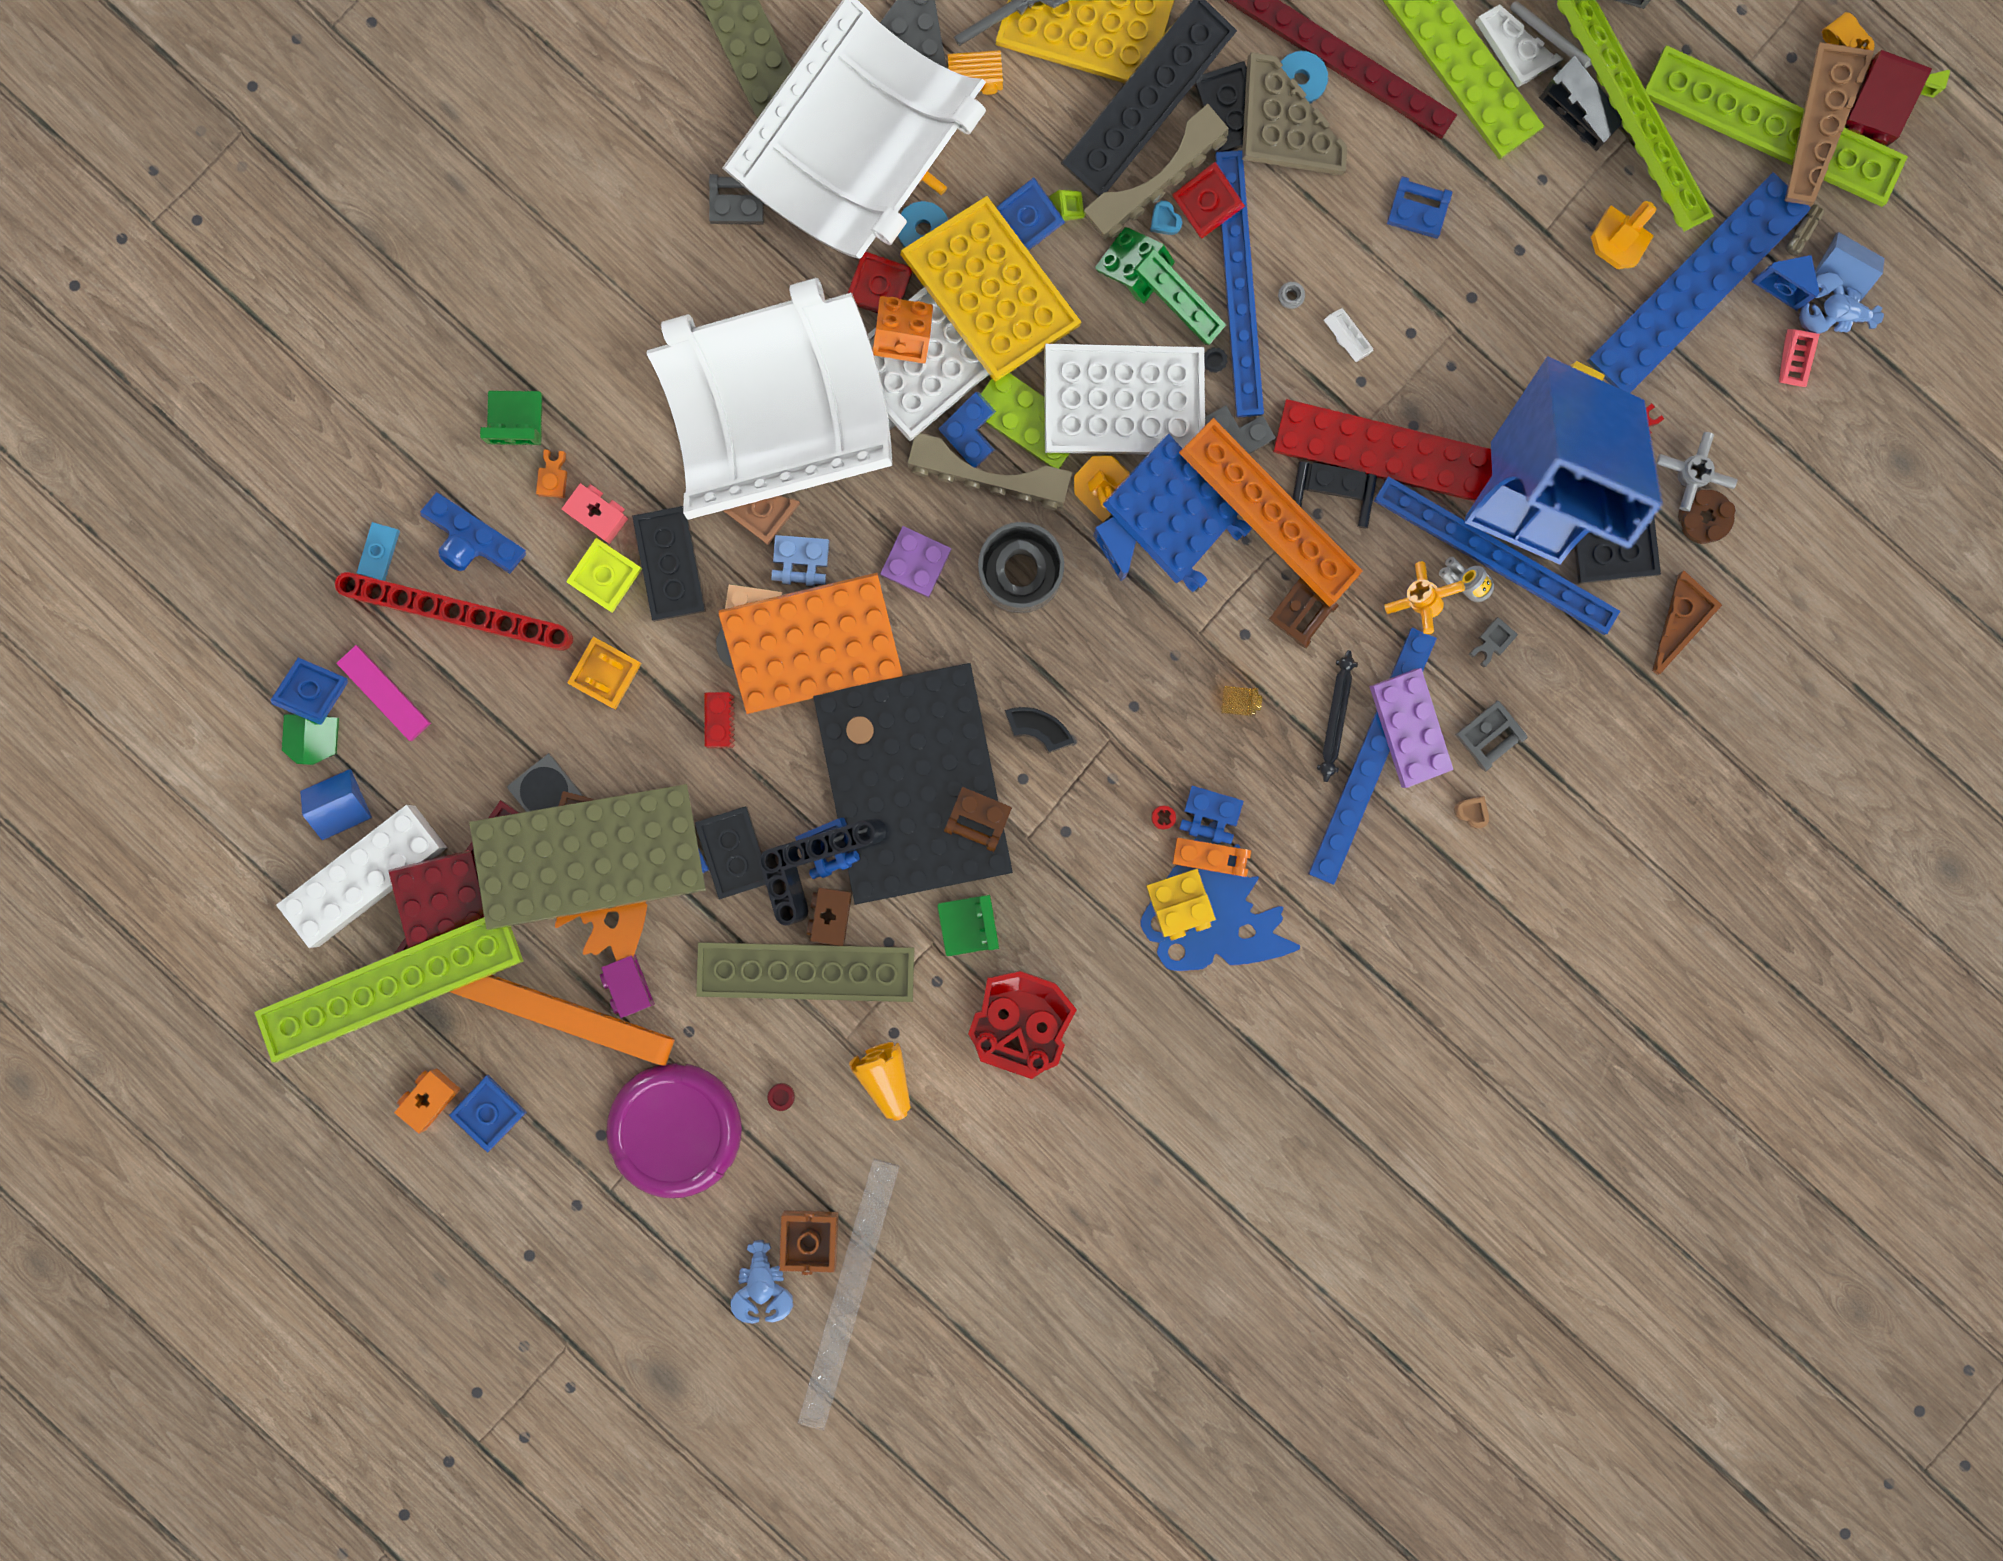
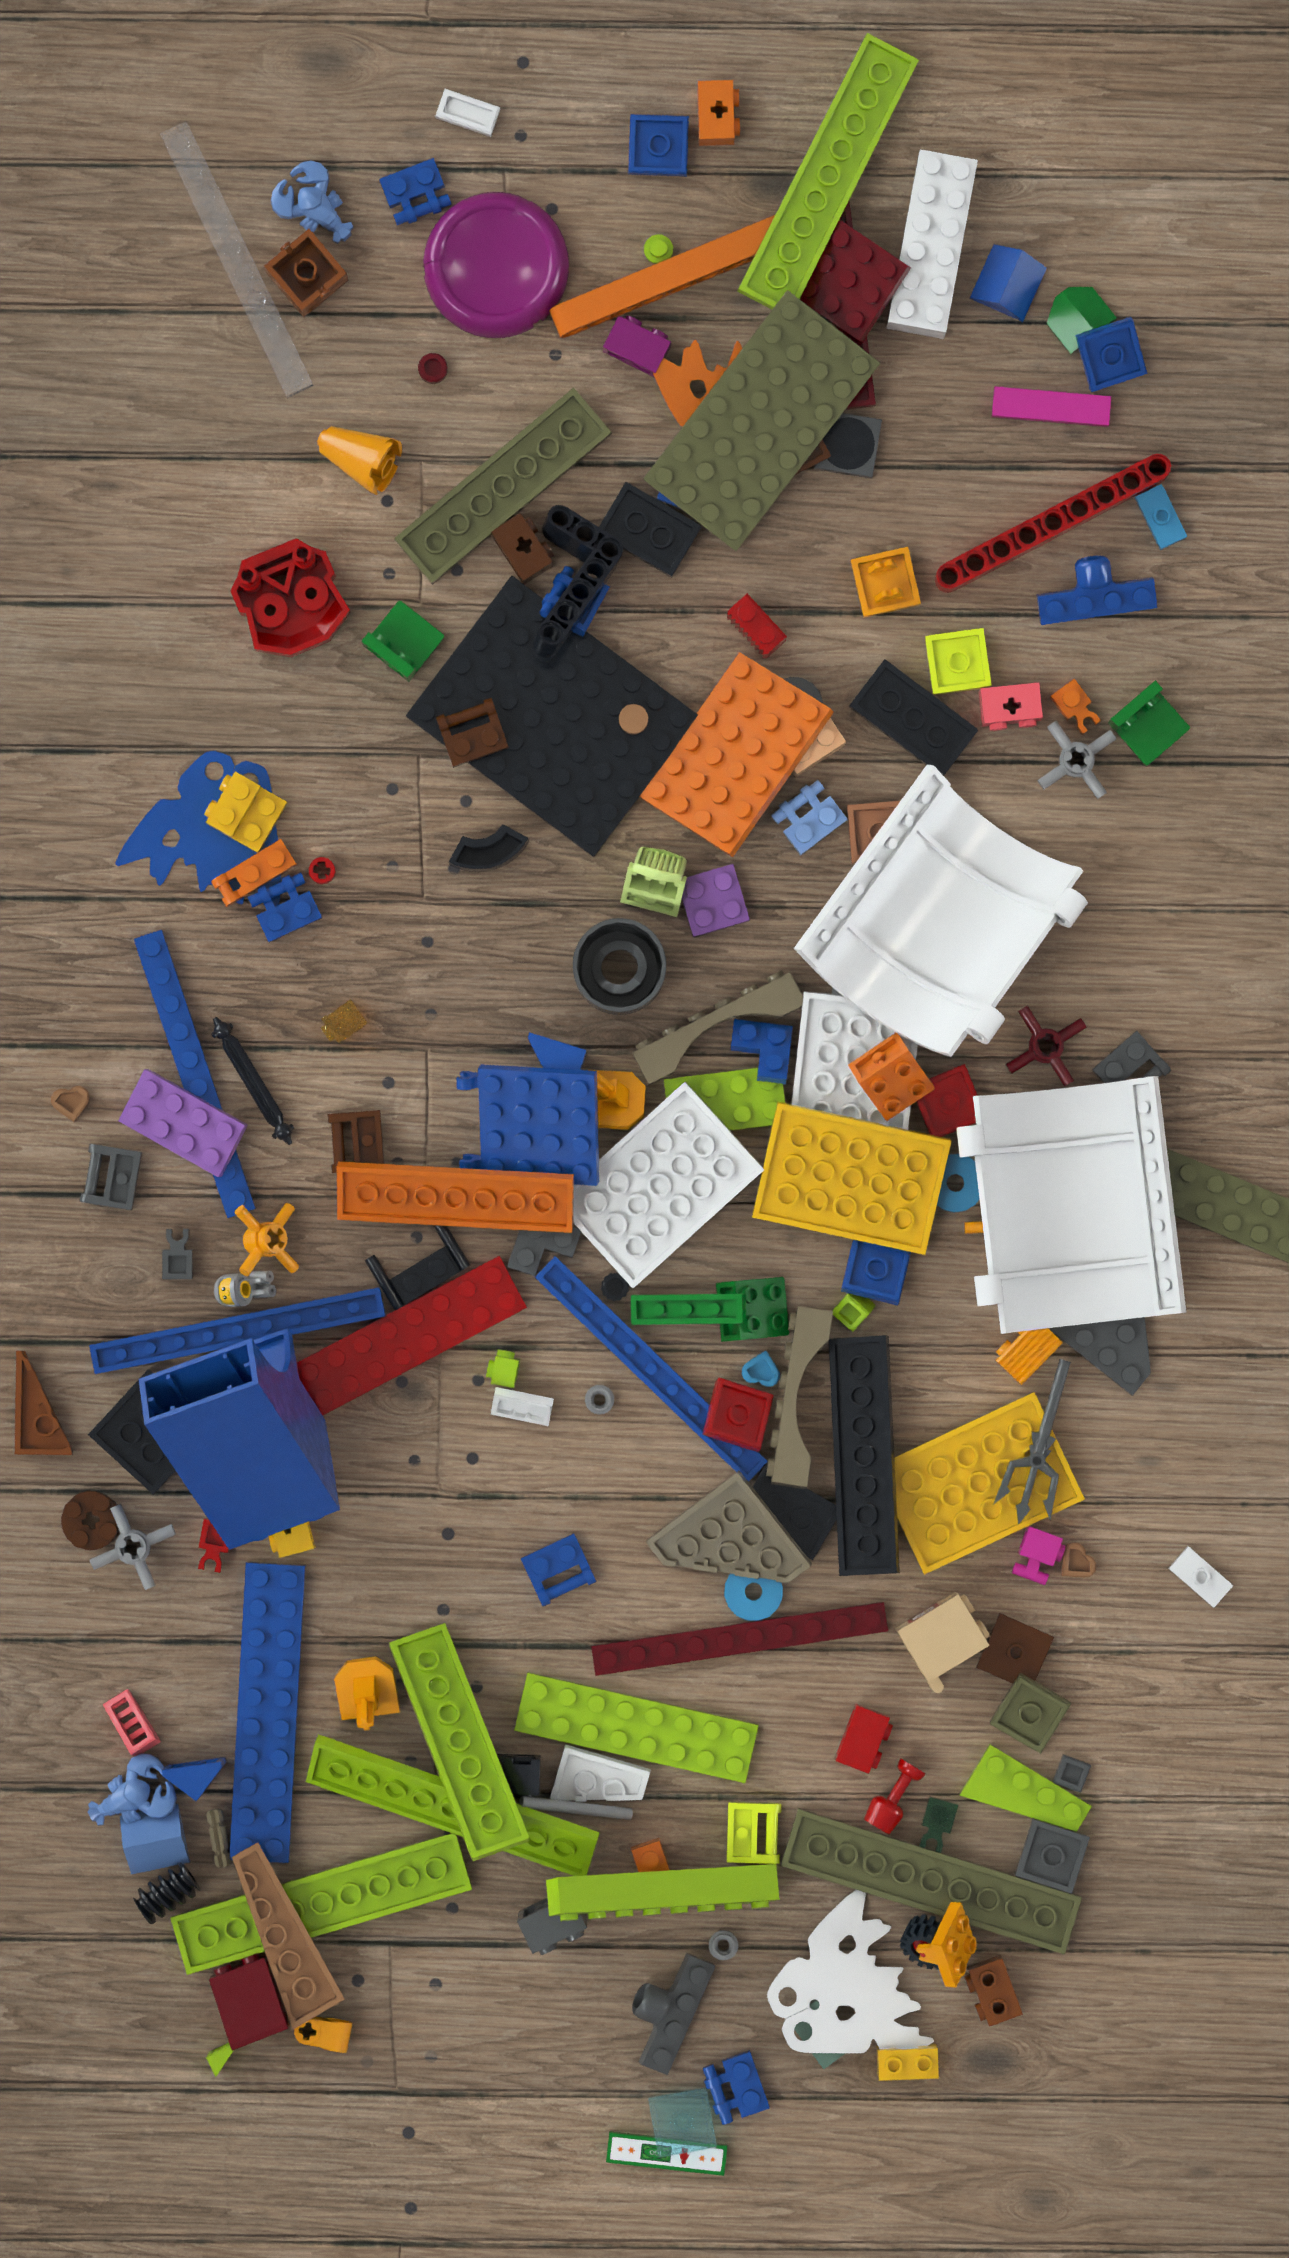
camera: 140 degrees right, 0 degrees up
(552, 1041) = (658, 248): none -> lime plate
(590, 443) = (1087, 752): none -> light grey bar
(598, 1254) = (467, 112): none -> white tile
(681, 1238) = (411, 184): none -> blue plate
(772, 256) = (1034, 1052): none -> dark red bar
(942, 607) = (655, 881): none -> yellowish green piece
(1338, 370) = (504, 1369): none -> lime plate
(1596, 138) = (459, 1742): none -> lime plate
(1875, 219) = (166, 1893): none -> black piece

